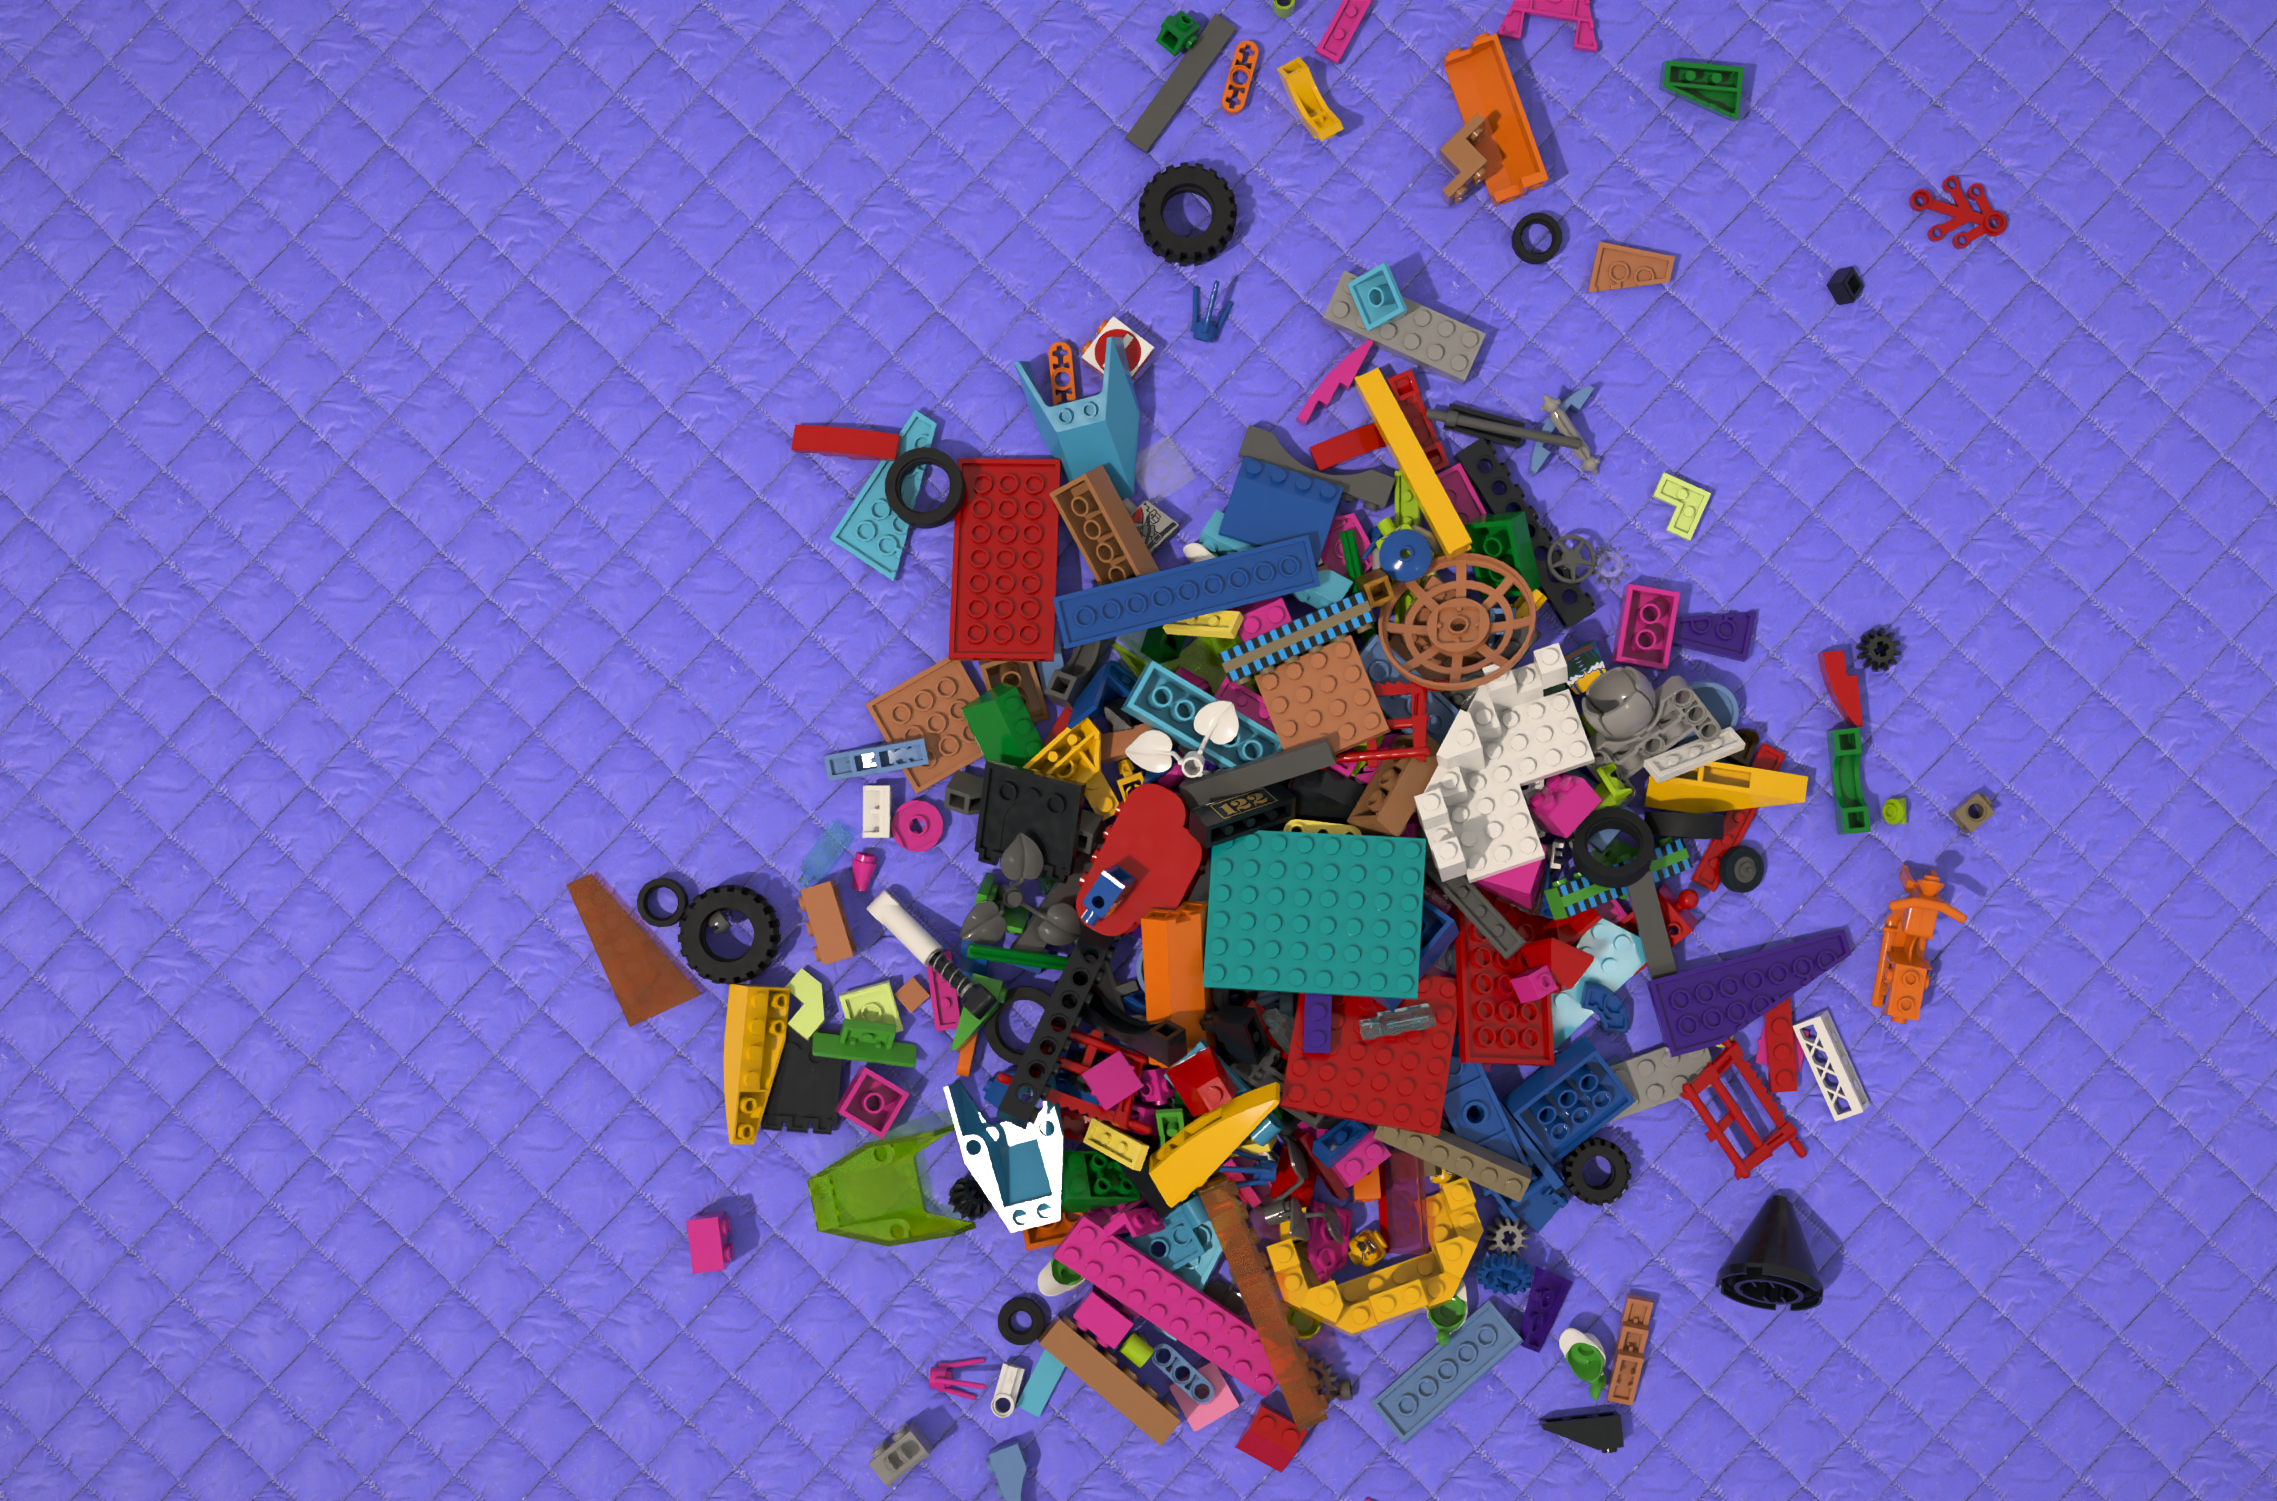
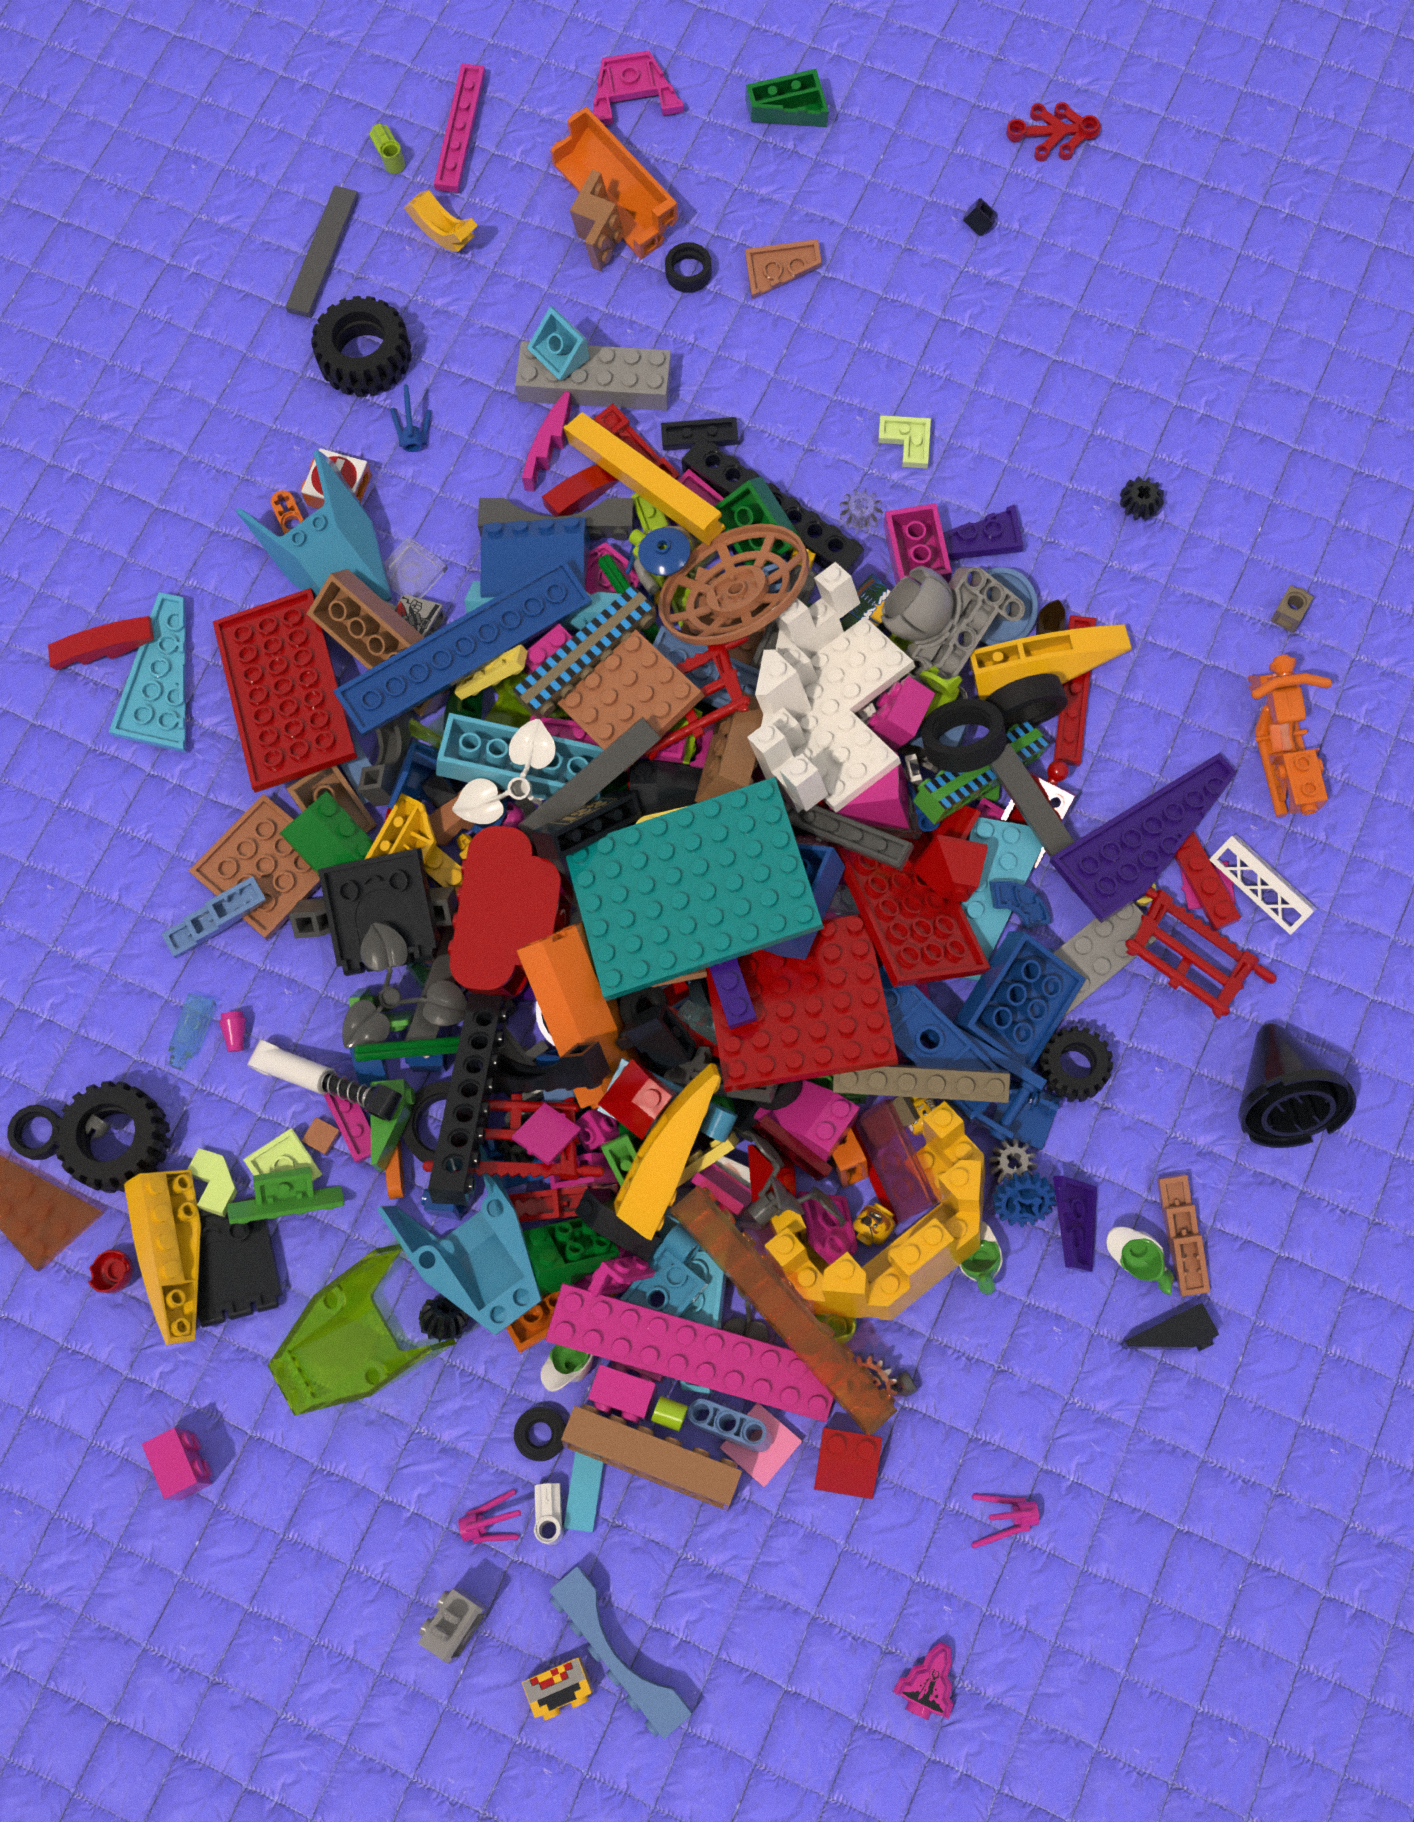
camera: 15 degrees left, 15 degrees down
(695, 1053) = (111, 1272): none -> red hair
(827, 922) = (209, 1089): nougat brick -> none
(871, 1102) = (308, 1254): dark pink brick -> none
(877, 811) = (231, 968): white hinge -> none
(904, 819) = (277, 954): dark pink plate -> none
(906, 463) = (166, 631): black tyre -> none
(1112, 887) = (475, 942): blue torso -> none
(1116, 1144) = (573, 1199): light yellow plate -> none
(1178, 33) = (305, 207): green brick -> none
(1238, 57) = (369, 221): orange beam -> none
(1263, 1170) = (732, 1169): blue plant -> none
(1339, 1141) = (800, 1111): blue slope -> none
(1376, 587) = (649, 585): pearl gold brick -> none
(1400, 1020) = (812, 967): clear light blue hinge -> none
(1446, 1372) = (1004, 1325): medium blue plate -> none
(1452, 419) = (667, 431): dark grey bar -> none
(1534, 984) = (938, 893): dark pink brick -> none
(1538, 453) = (773, 388): medium blue slope -> none
(1567, 429) = (780, 409): light grey wheel -> none
(1571, 559) = (823, 511): dark grey wheel -> none
(1693, 755) = (1007, 637): white tile -> none
(1741, 869) = (1097, 732): black wheel -> none
(1841, 688) = (1121, 541): red slope -> none
(1844, 759) = (1150, 597): green arch -> none
(1895, 811) = (1220, 633): lime plate -> none

